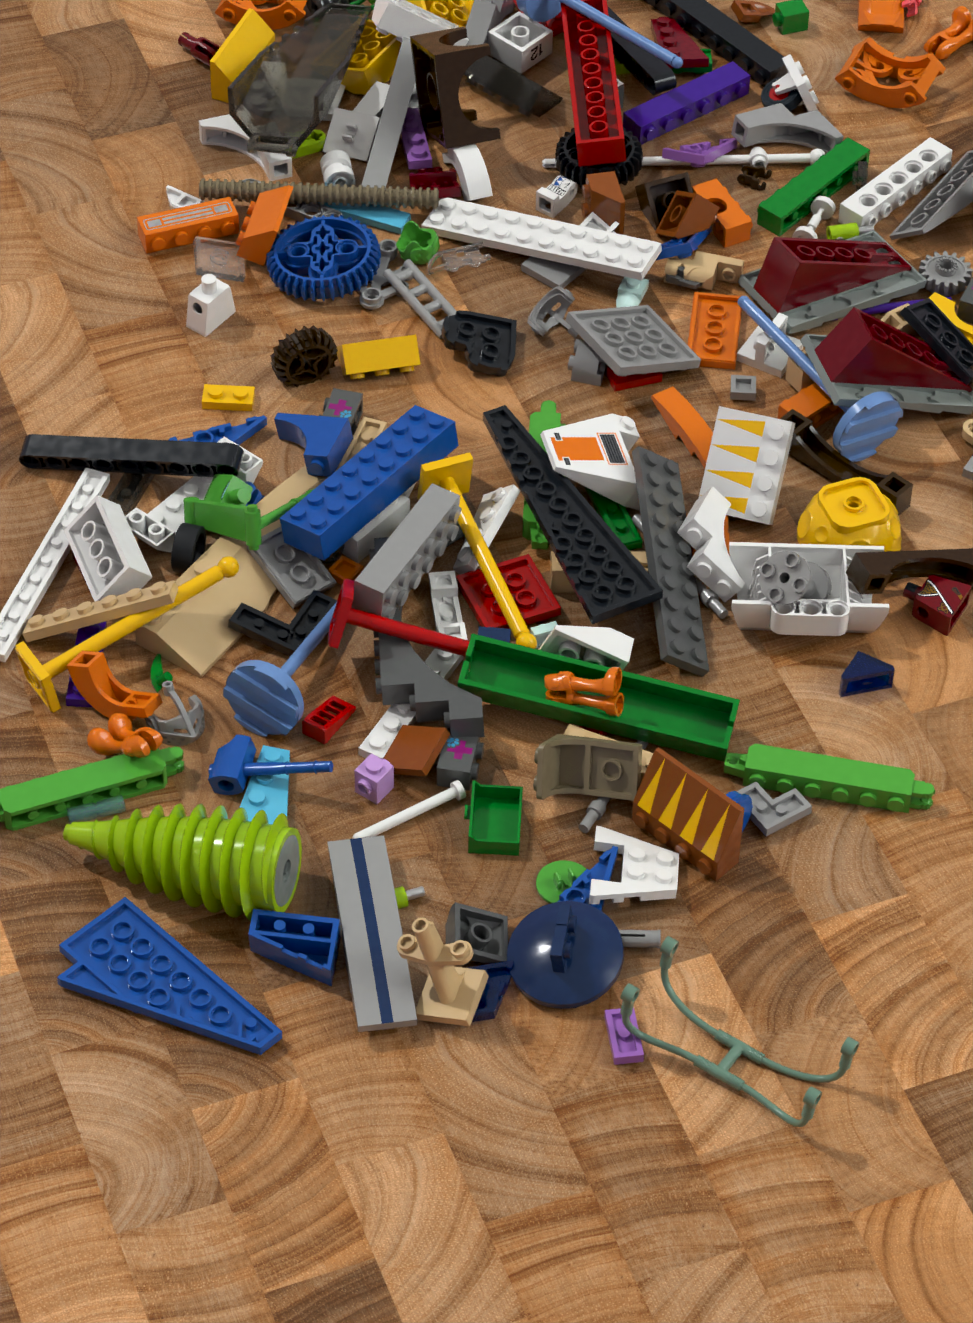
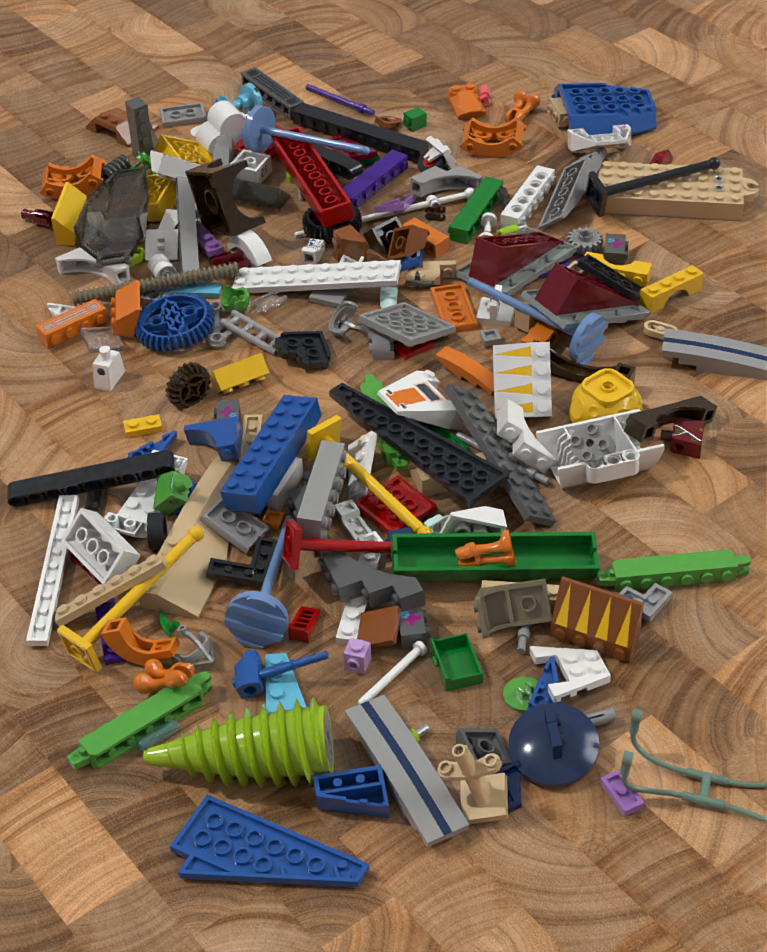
camera: 15 degrees left, 5 degrees down
(234, 520) = (185, 501): bright green piece -> none
(865, 675) = (663, 496): clear blue slope -> none

